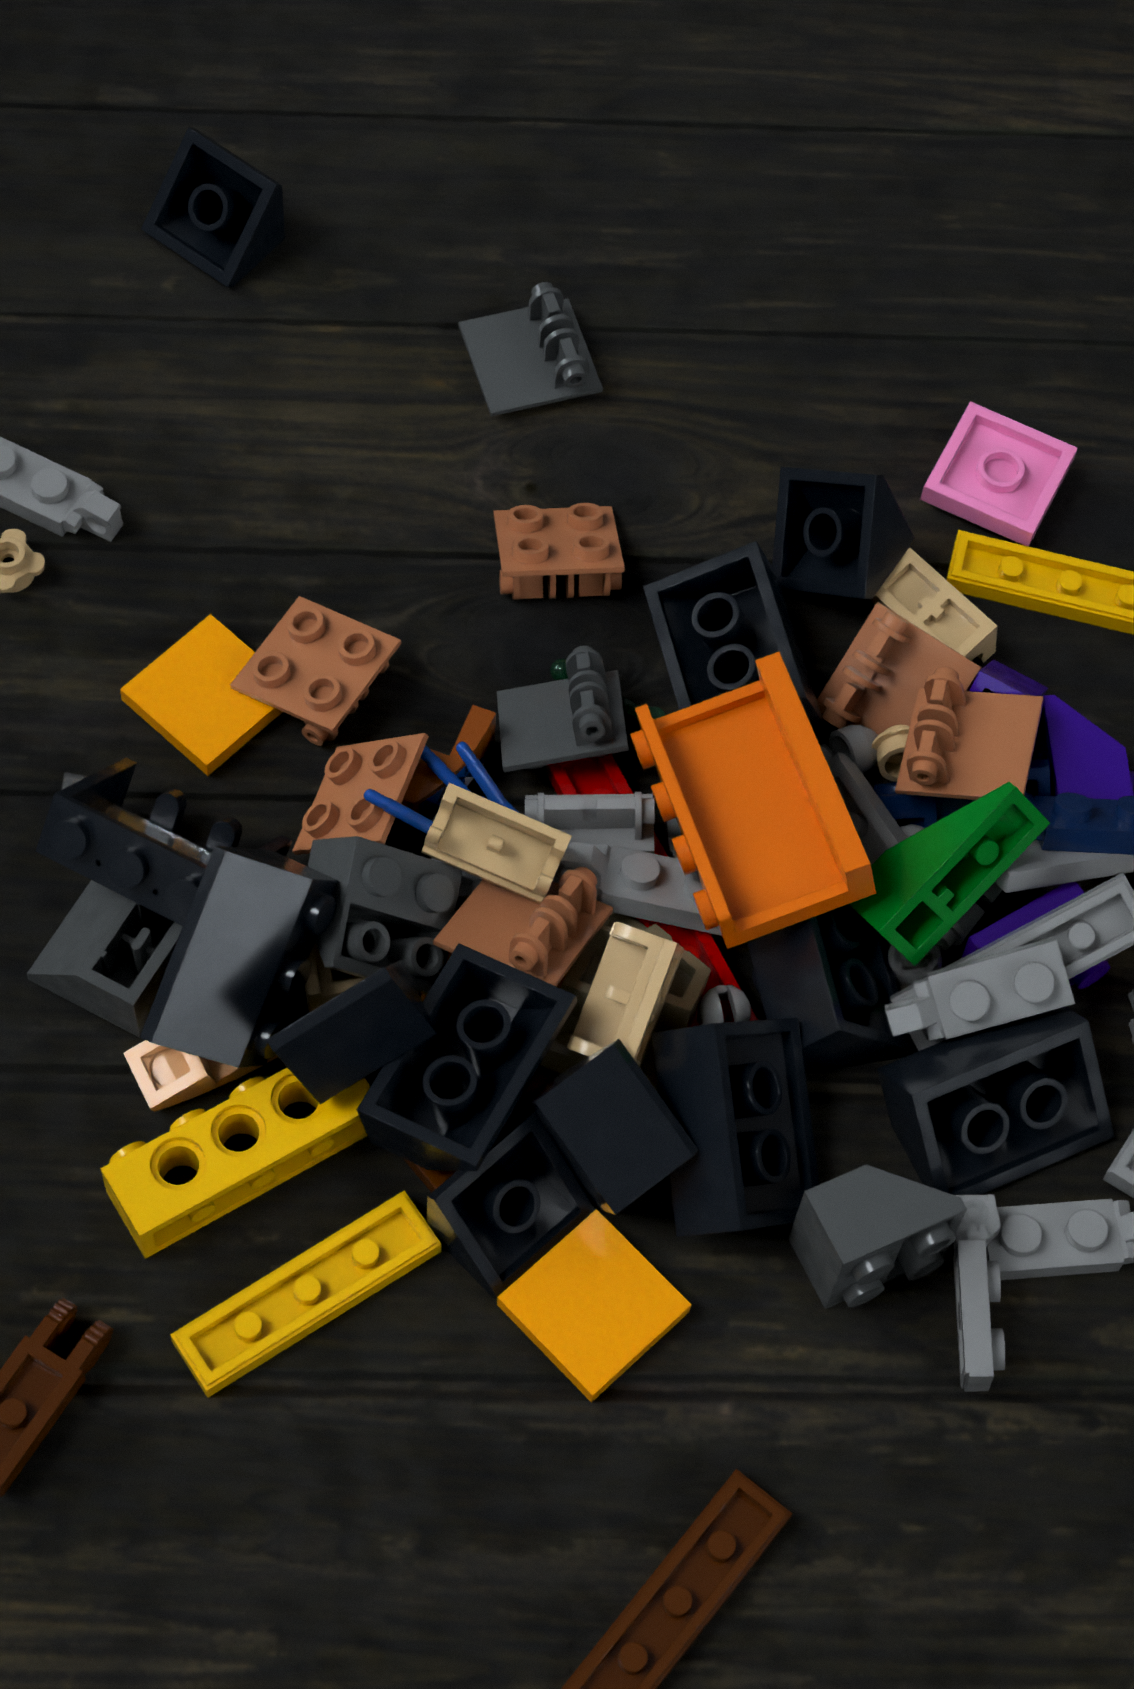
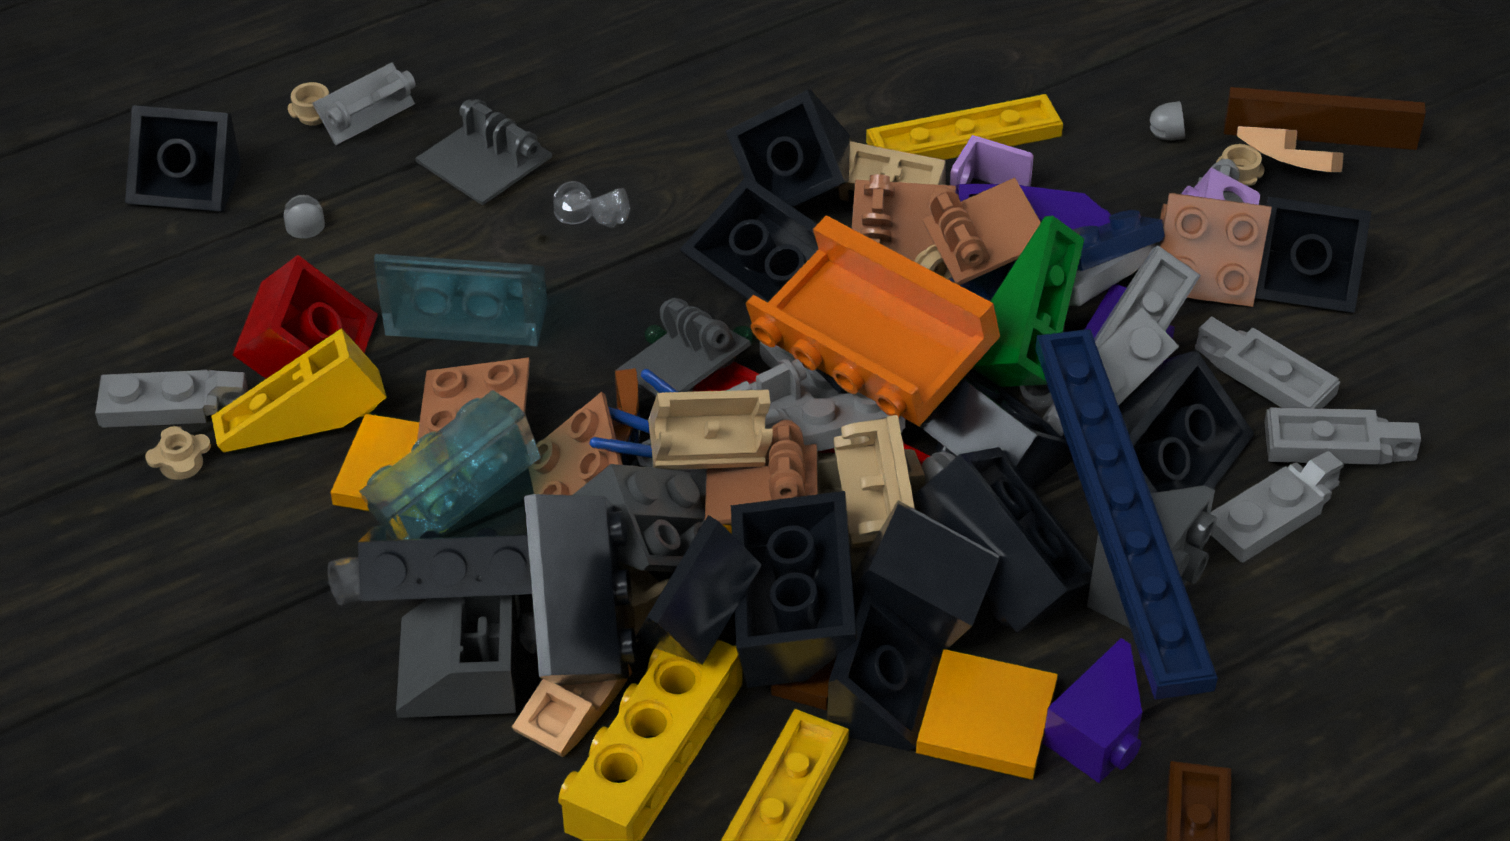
camera: 25 degrees left, 15 degrees down
(163, 565) = (306, 397): none -> yellow slope
(212, 484) = (295, 313): none -> red slope
(226, 738) = (452, 469): none -> clear light blue slope
(302, 338) = (303, 217): none -> light grey hinge
(386, 526) = (461, 299): none -> clear light blue slope
(395, 198) = (302, 100): none -> tan plate
(448, 226) = (365, 102): none -> light grey hinge
(558, 543) = (599, 263): nougat hinge -> none
(585, 462) = (571, 203): none -> clear hinge
(617, 485) = (611, 208): none -> clear hinge
(697, 1376) = (1098, 716): none -> dark purple slope
(844, 1184) = (1125, 517): none -> dark blue tile
(976, 1285) = (1245, 566): light grey hinge -> none
(998, 474) = (869, 84): bright pink plate -> none
(1062, 644) = (991, 163): none -> lavender bracket

